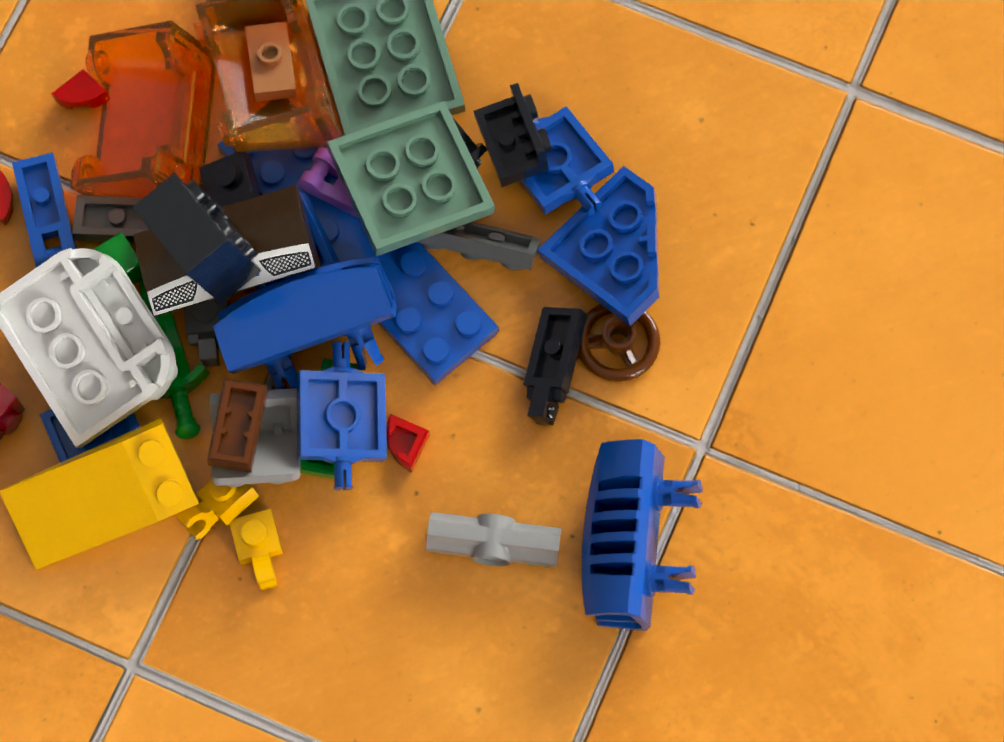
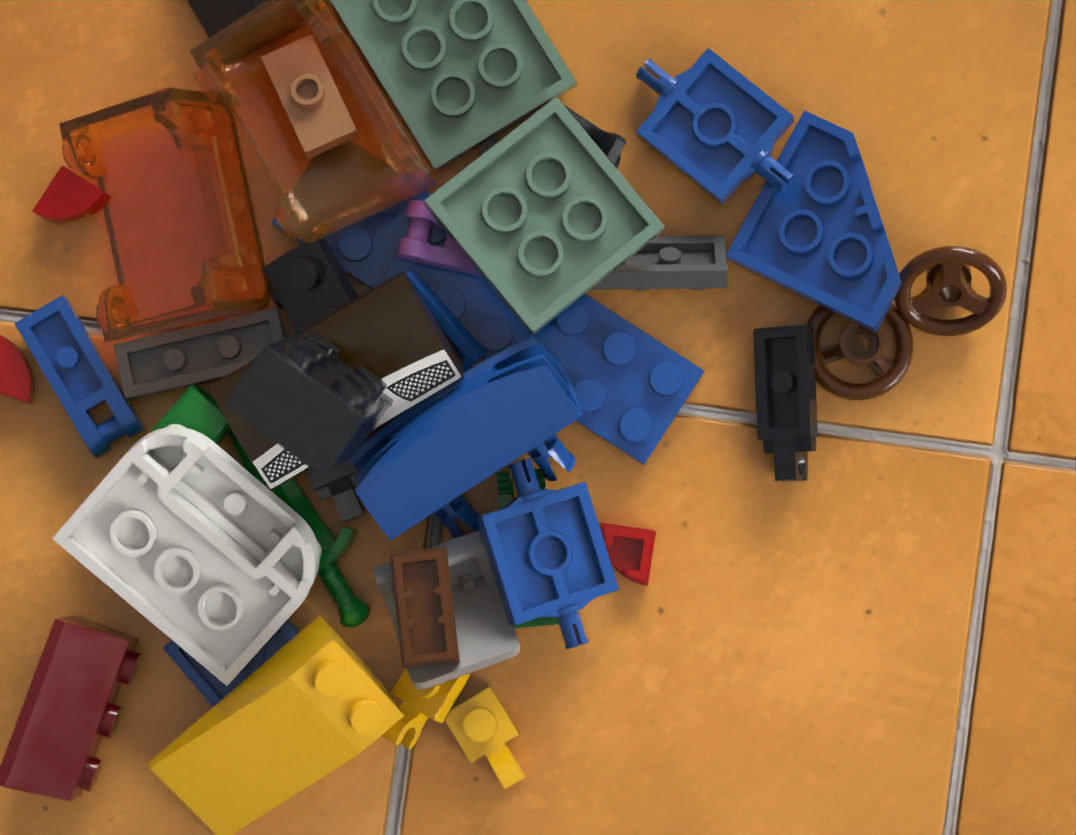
camera: 15 degrees left, 15 degrees up
(493, 539) = (777, 650): light grey piece -> none
(512, 137) = (656, 118): black bracket -> none
(623, 534) = (937, 604): blue piece -> none
(703, 299) = (950, 286): none -> reddish brown piece

